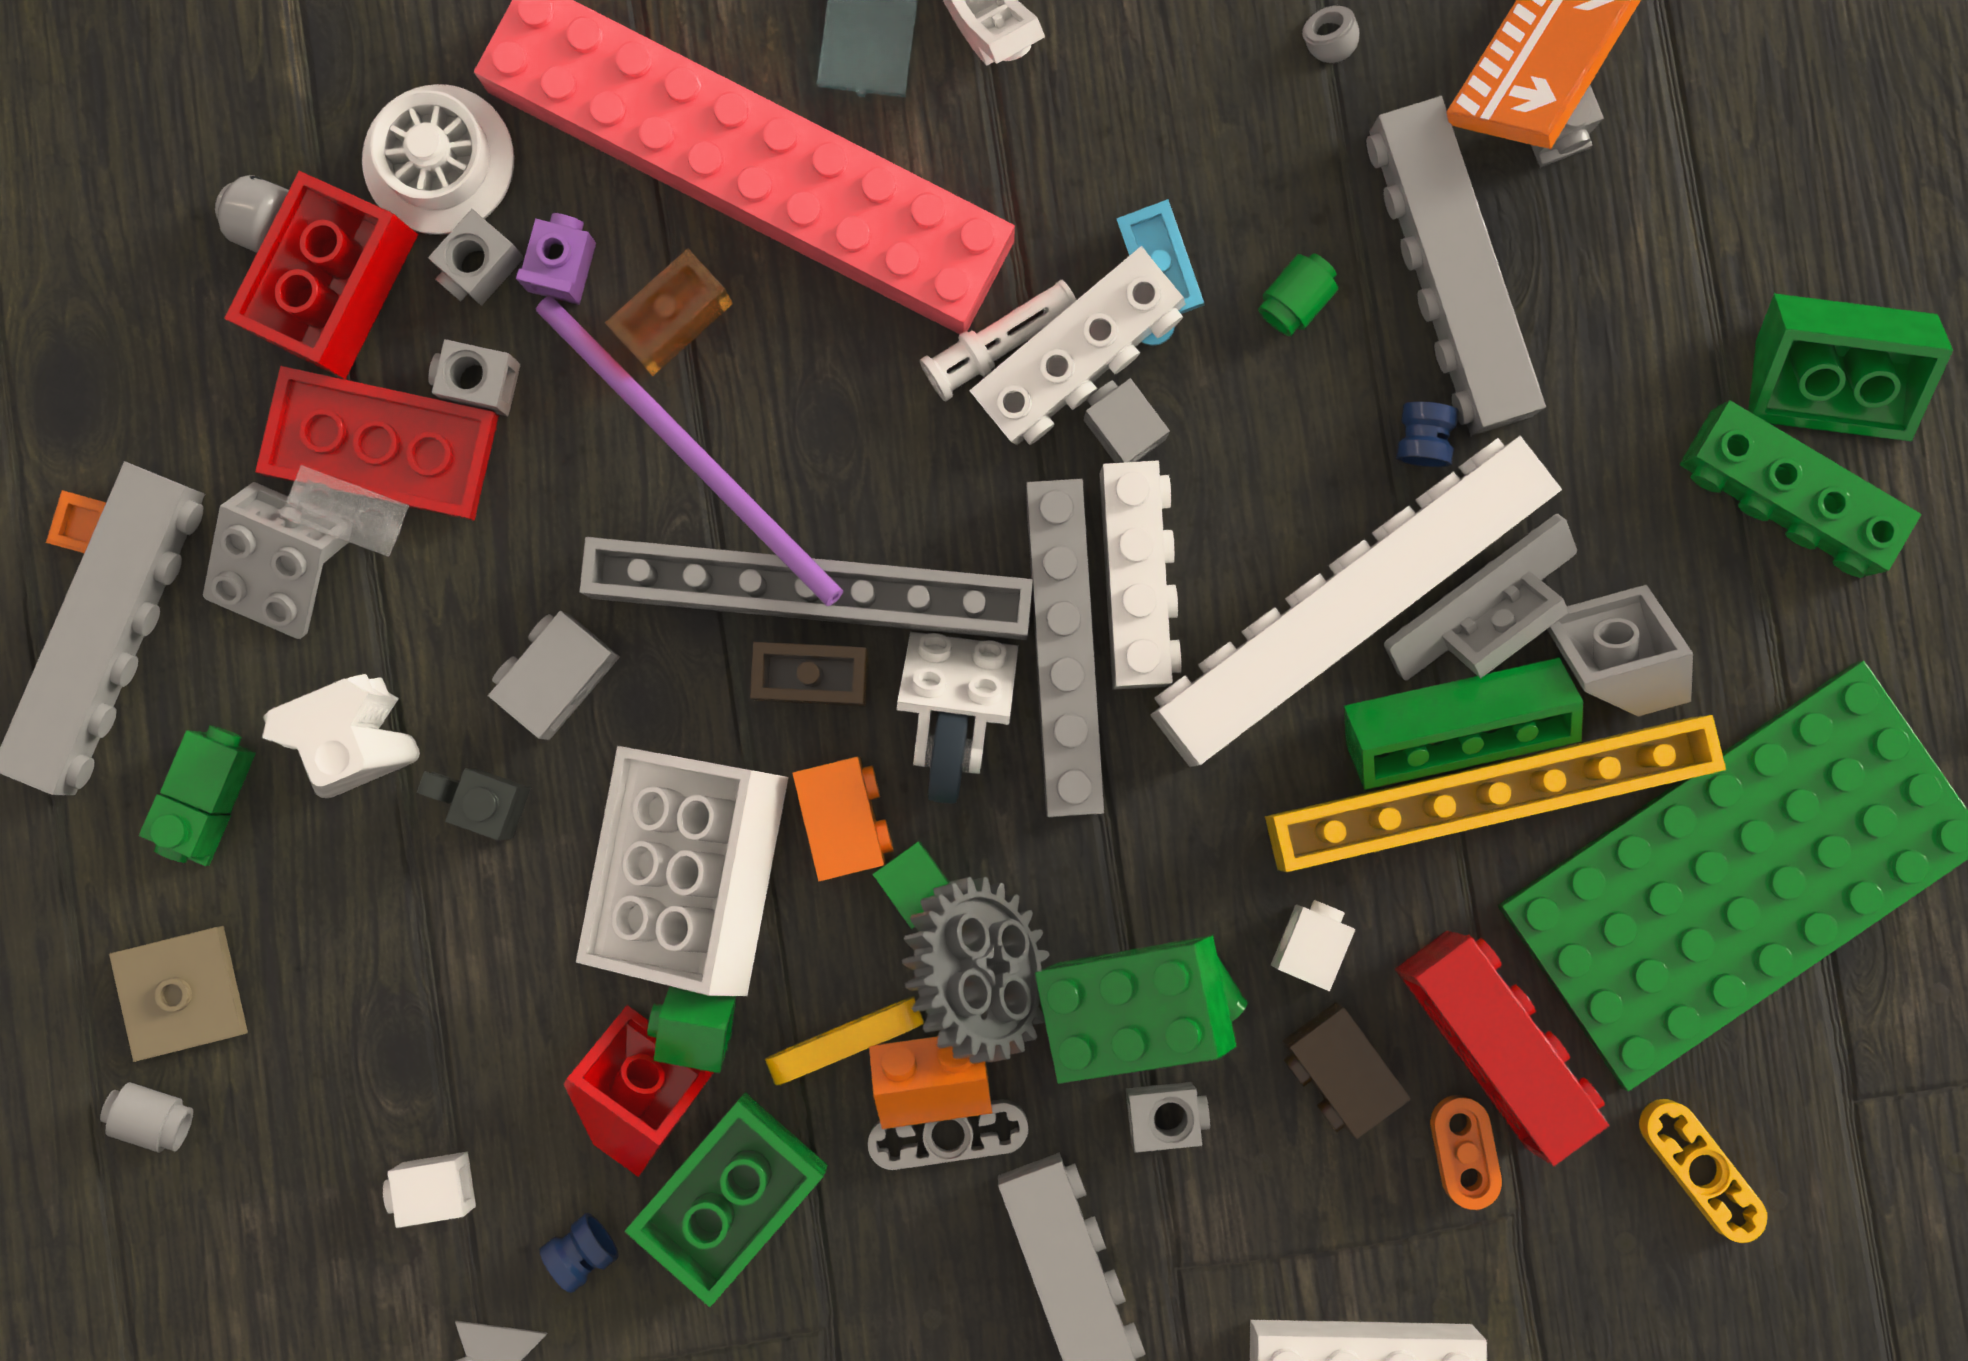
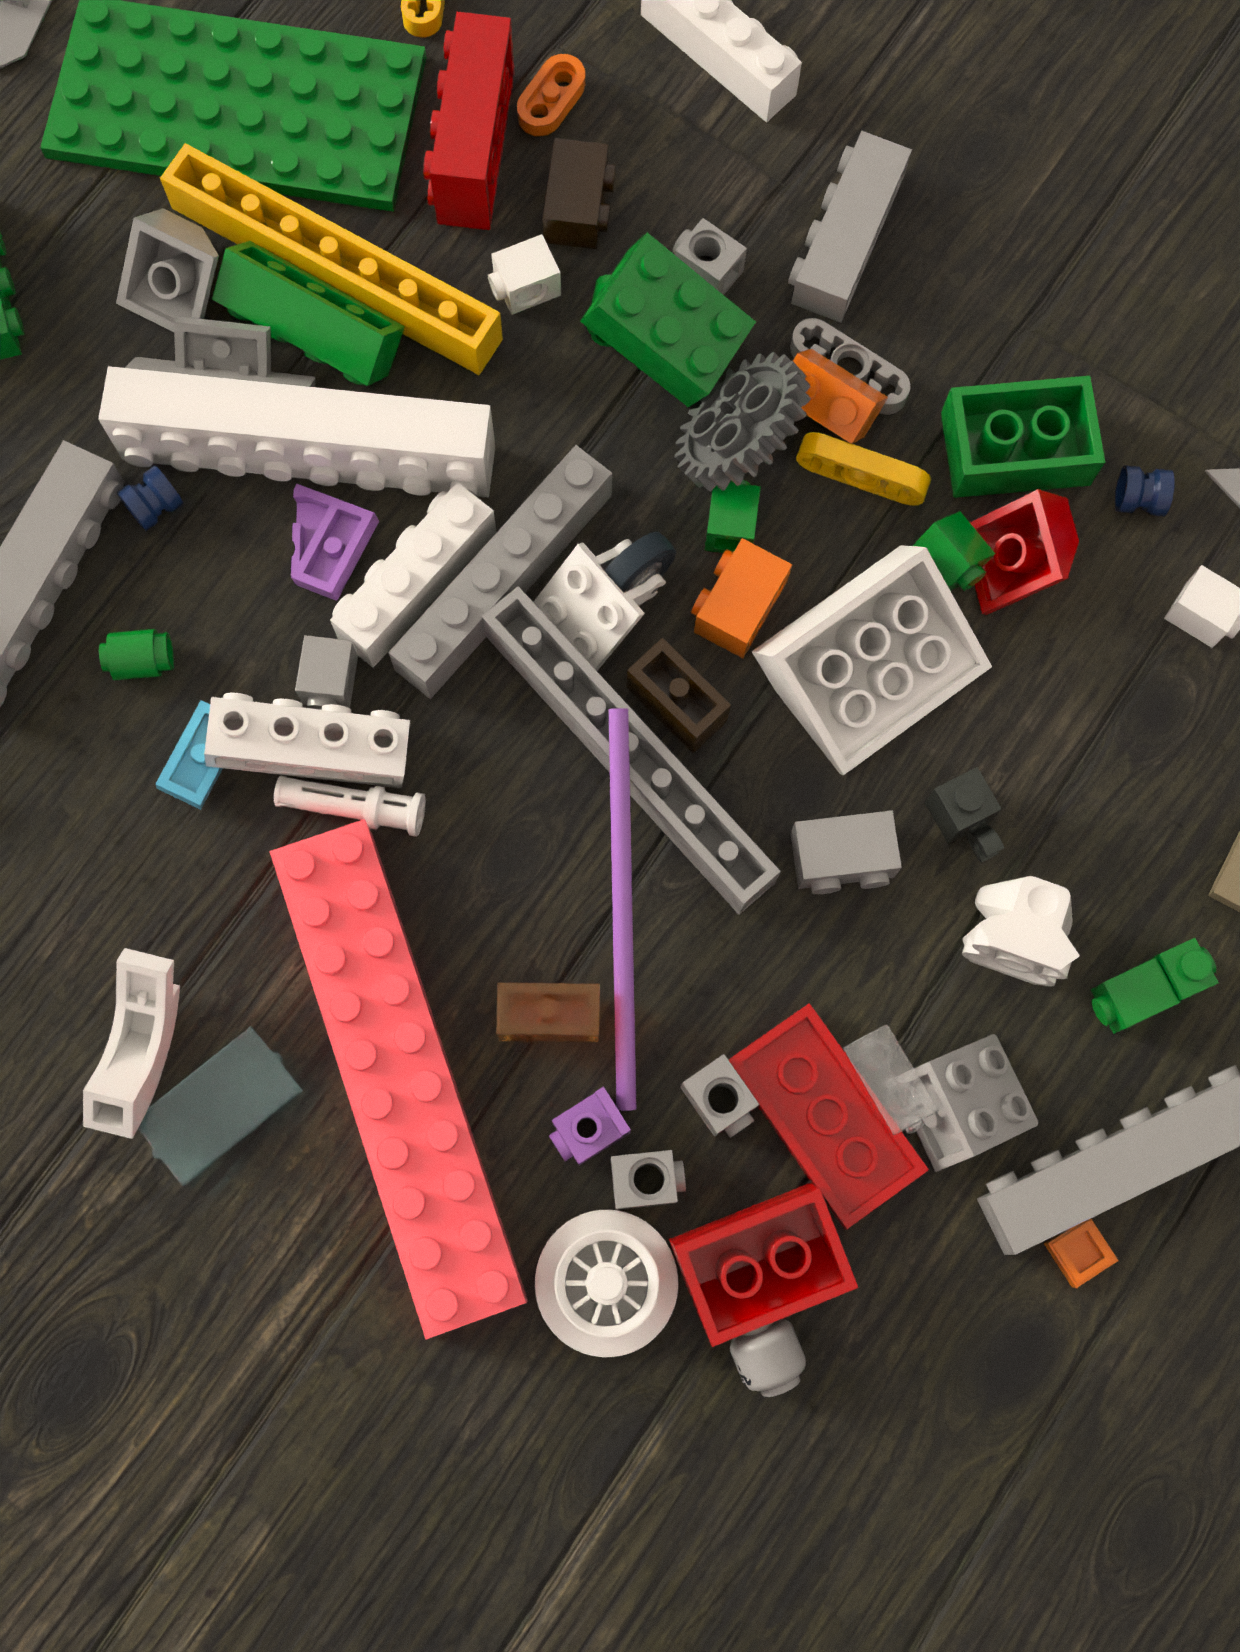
camera: 140 degrees left, 10 degrees down
(1242, 540) = (327, 541): none -> medium lavender wing

